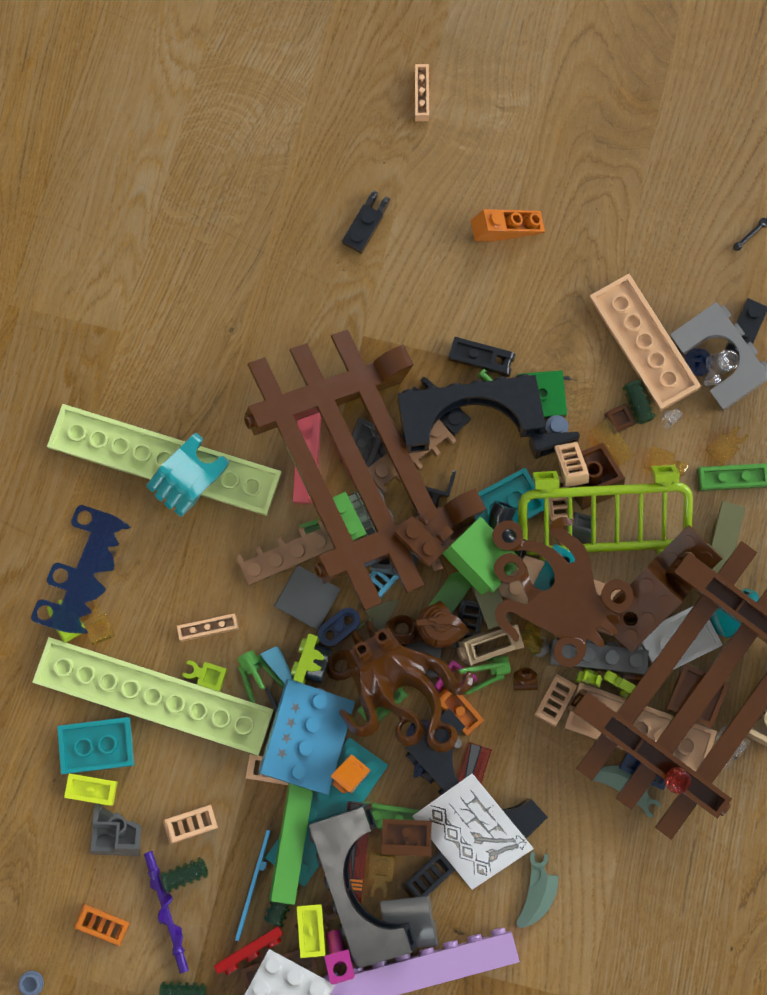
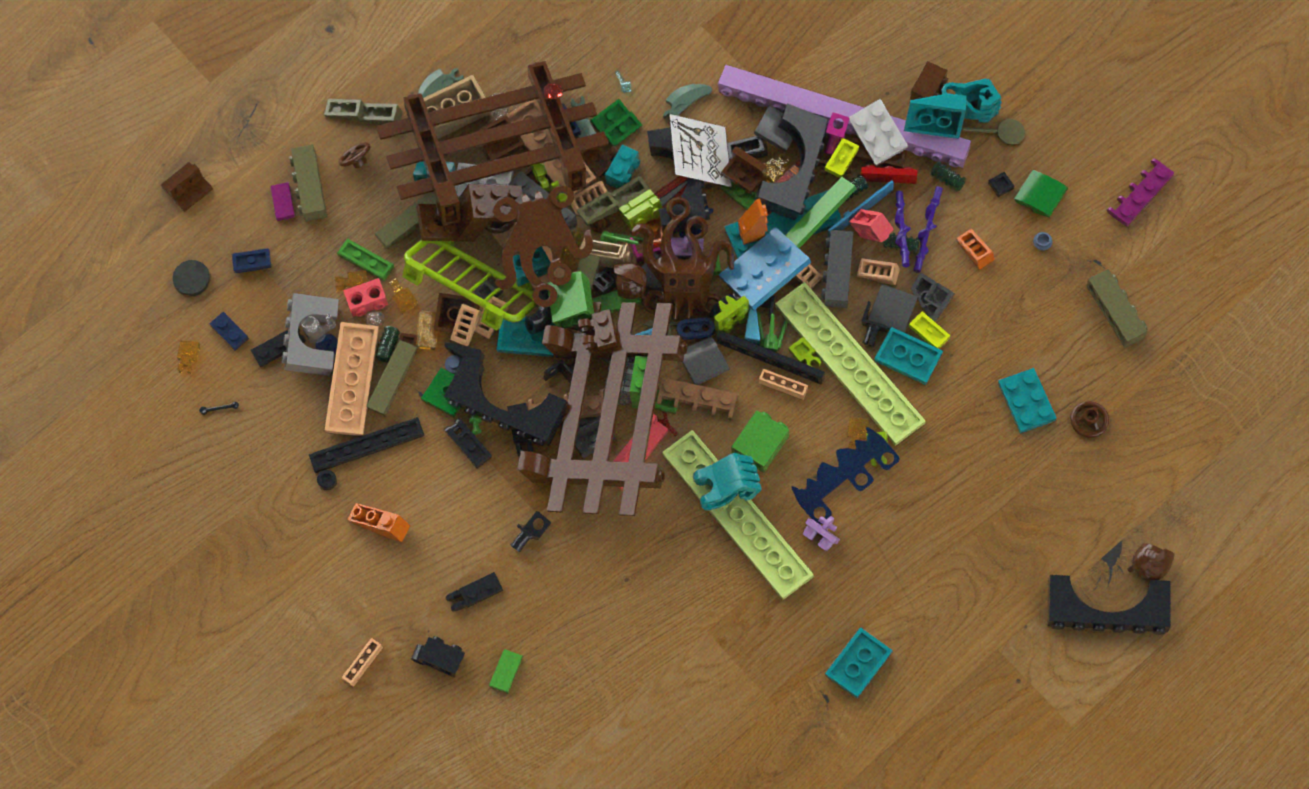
camera: 140 degrees left, 10 degrees down
(66, 498) = (828, 538): none -> lavender hips
(145, 788) = (893, 308): none -> dark grey slope
(153, 752) = (872, 327): none -> black bracket
(187, 889) = (901, 236): none -> dark purple piece
(189, 549) = (761, 439): none -> bright green brick
(224, 867) = (871, 225): none -> coral brick
(230, 794) = (839, 266): none -> dark grey brick
(238, 646) = (770, 357): none -> black tile
(283, 171) = (506, 671): none -> bright green tile
(297, 507) = (665, 422): none -> clear red hand
(352, 138) = (439, 656): none -> black hinge
(355, 309) = (529, 532): none -> black bracket
(415, 703) = (683, 248): none -> lavender hips
(488, 720) = (641, 209): none -> lime brick
(524, 710) = (611, 202): none -> olive slope
(544, 758) = (622, 167): none -> teal brick
(573, 749) = (599, 161): none -> reddish brown plate
(579, 292) = (366, 445): none -> black tile
(590, 234) = (326, 480): none -> black tile
(591, 811) = (616, 122): none -> green slope
(606, 369) = (392, 377): none -> olive slope
(615, 863) = (625, 86): none -> clear light blue hand
(702, 436) = (364, 293): none -> coral brick

